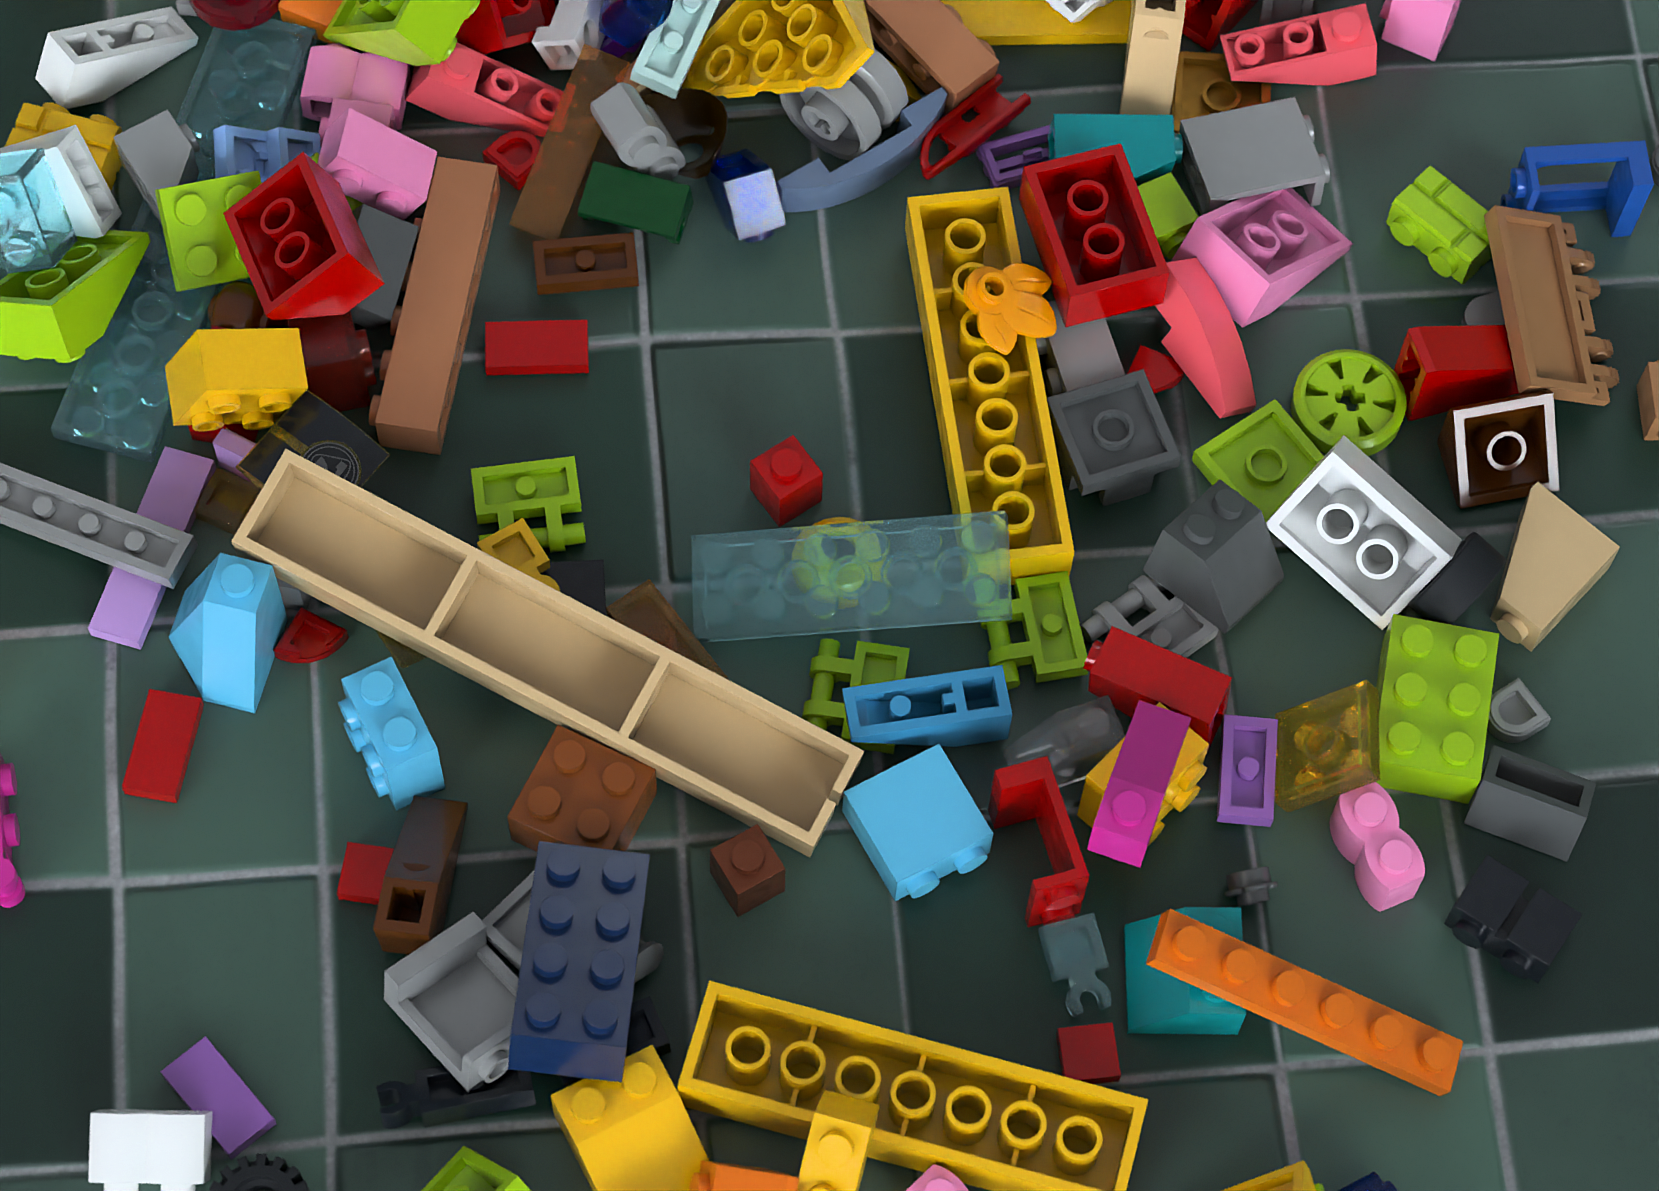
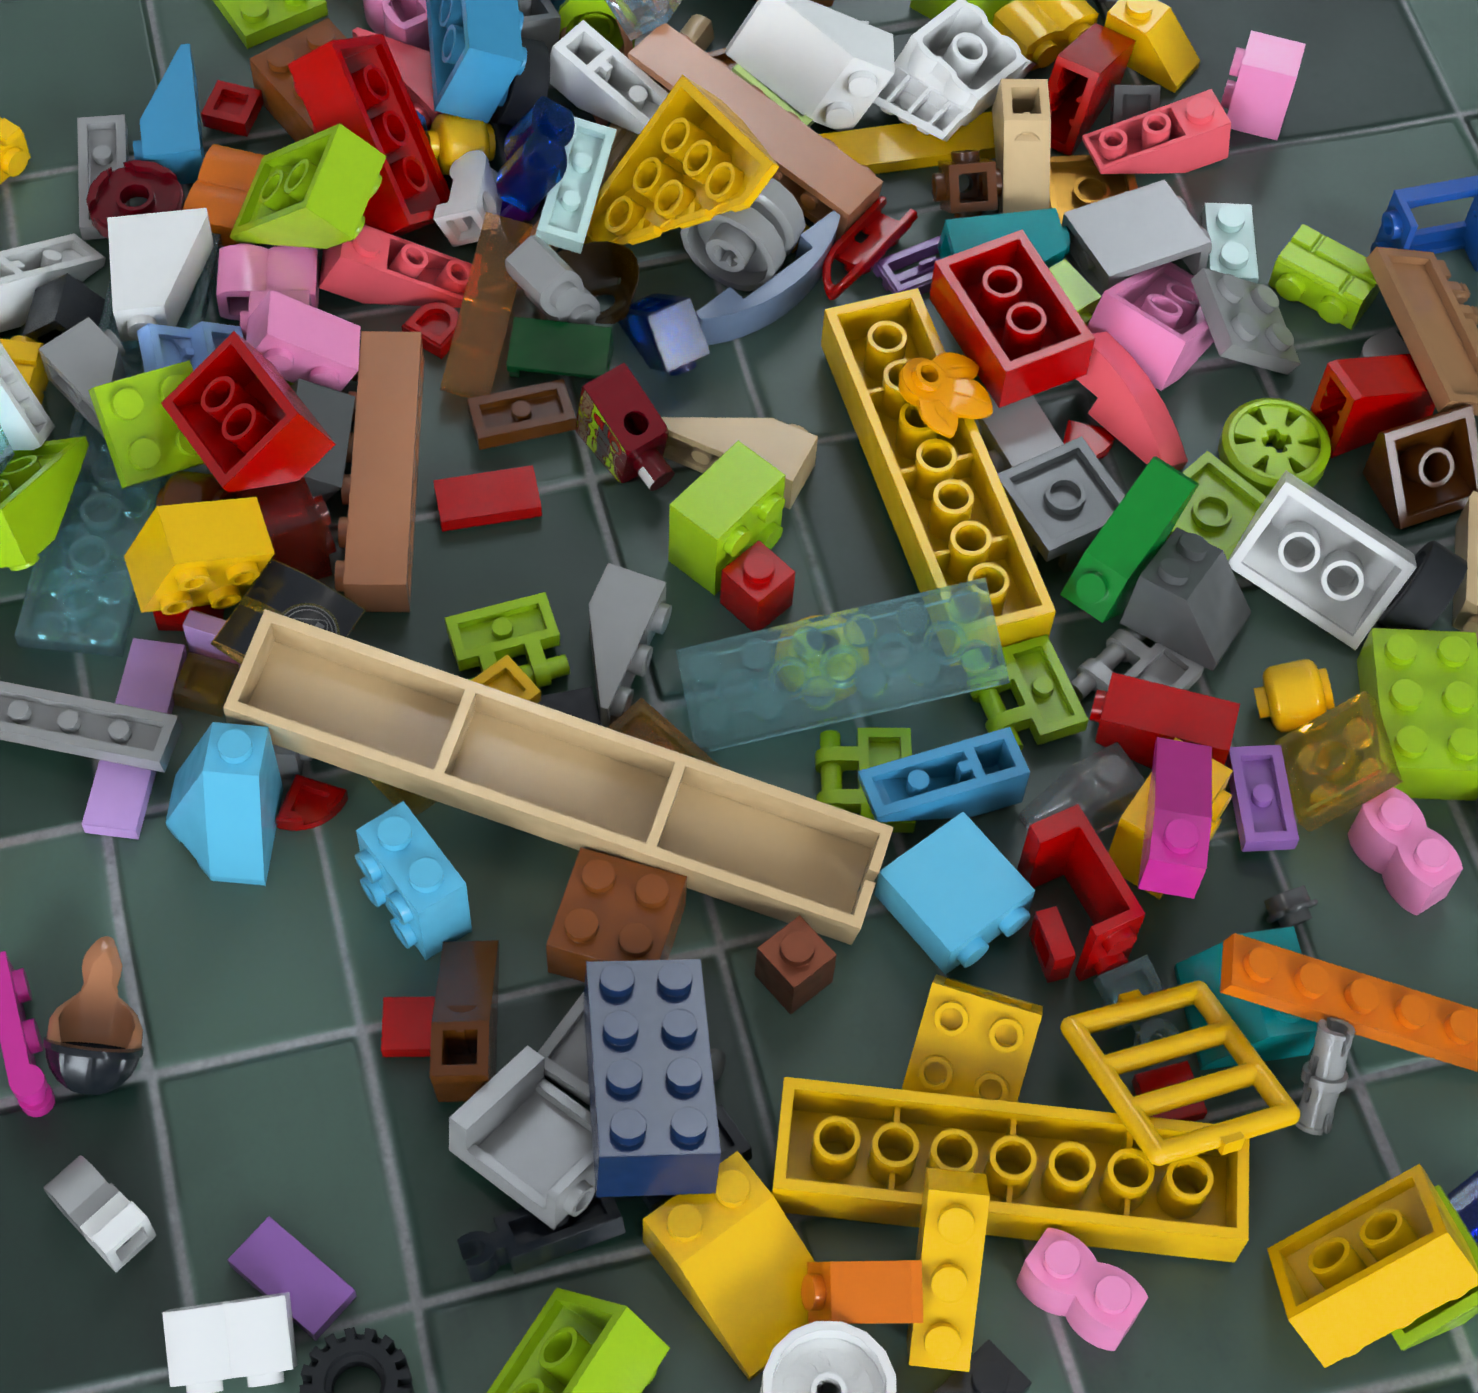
camera: 10 degrees left, 5 degrees down
(50, 1008) = (100, 1212): none -> leg
(70, 837) = (95, 1034): none -> nougat piece
(145, 91) = (60, 307): none -> black brick
(163, 746) = (176, 930): red tile -> none
(243, 61) = (156, 266): none -> white slope
(644, 501) = (622, 623): none -> light grey slope
(683, 296) = (624, 428): none -> dark red torso
(765, 402) = (725, 515): none -> lime brick
(802, 335) = (704, 440): none -> tan slope
(905, 973) = (972, 1042): none -> yellow bracket
(1004, 887) = (1052, 944): none -> red tile
(1036, 1065) = (1134, 1111): none -> yellow bar
(1093, 91) = (983, 187): none -> reddish brown brick
(1164, 488) = (1129, 541): none -> green slope
(1238, 1059) = (1325, 1075): none -> light grey pin
(1304, 669) = (1293, 694): none -> yellow head
(1346, 264) = (1245, 321): none -> light grey plate
(1354, 175) = (1231, 239): none -> light aqua plate

